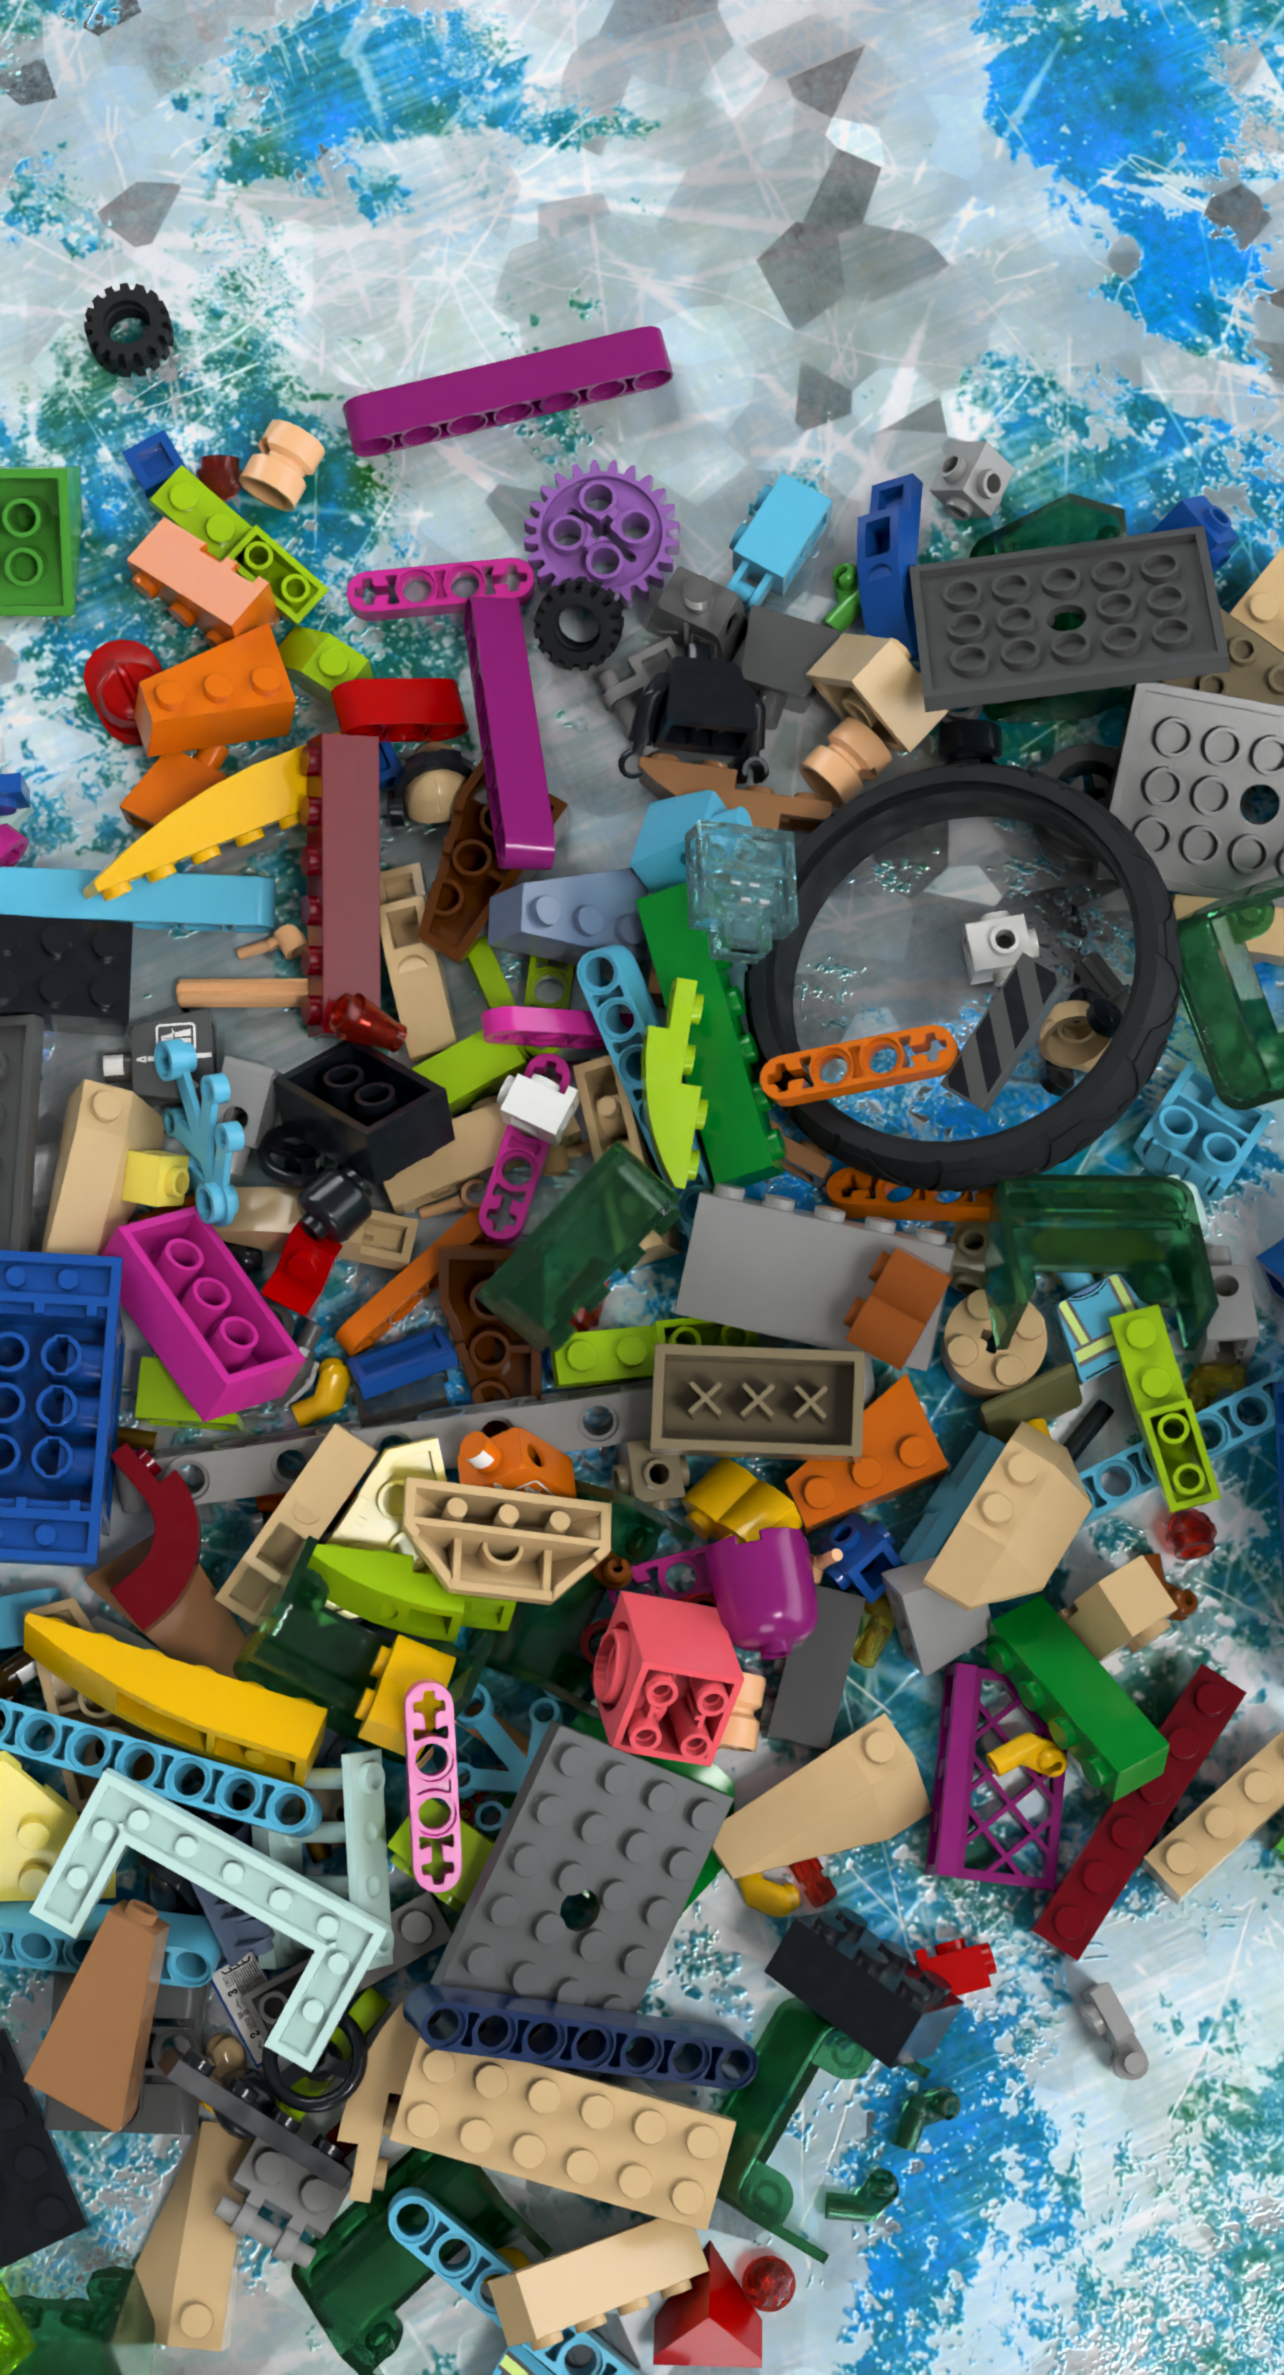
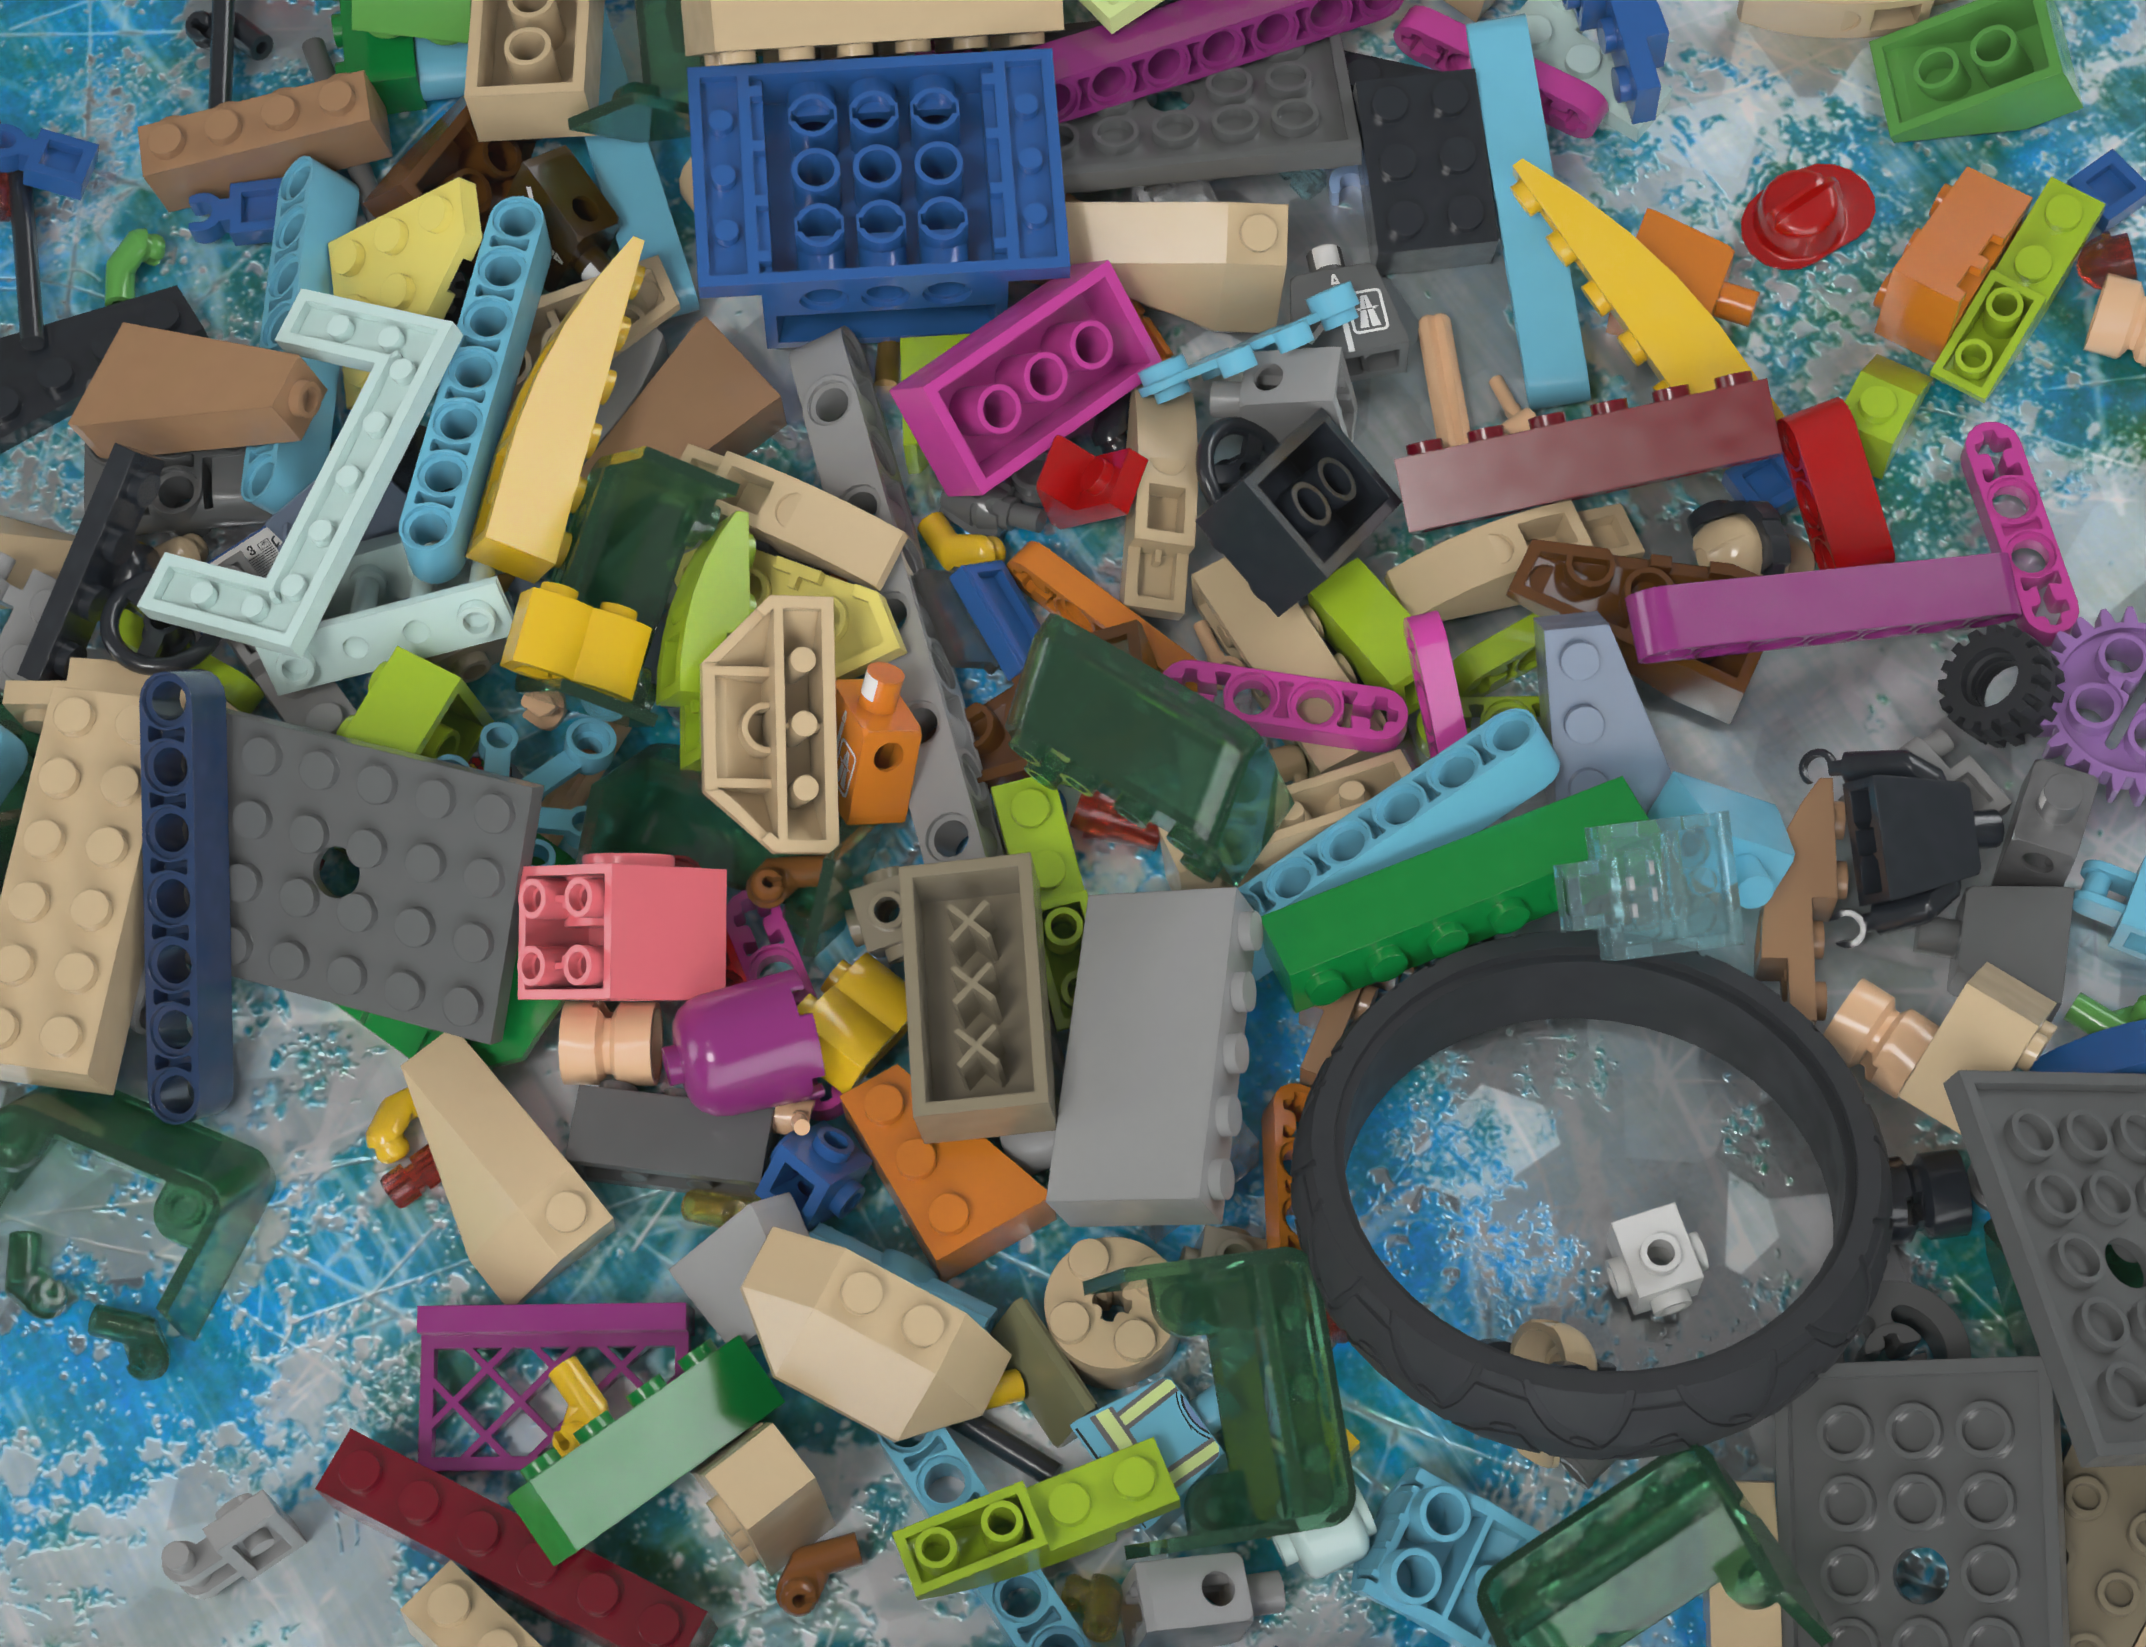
camera: 85 degrees right, 10 degrees down
(156, 1178) = (1190, 315): light yellow plate -> none
(172, 1562) = (755, 387): dark red arch -> none
(217, 697) = (1807, 284): orange wedge -> none
(334, 1205) = (1170, 489): black head -> none
(364, 1023) = (1411, 502): clear red cone -> none
(438, 1784) = (460, 663): beam -> none
(537, 1106) = (1328, 698): white brick -> none
(670, 1106) = (1346, 836): lime slope -> none
(859, 1072) = (1438, 1055): orange beam -> none
(864, 1986) = (265, 1223): black brick -> none
(897, 1307) = (1114, 1136): dark orange brick -> none
(962, 1966) = (308, 1350): red brick -> none
(1005, 1032) = (1498, 1218): dark grey tile -> none
(1191, 1534) = (888, 1599): clear red plate -> none

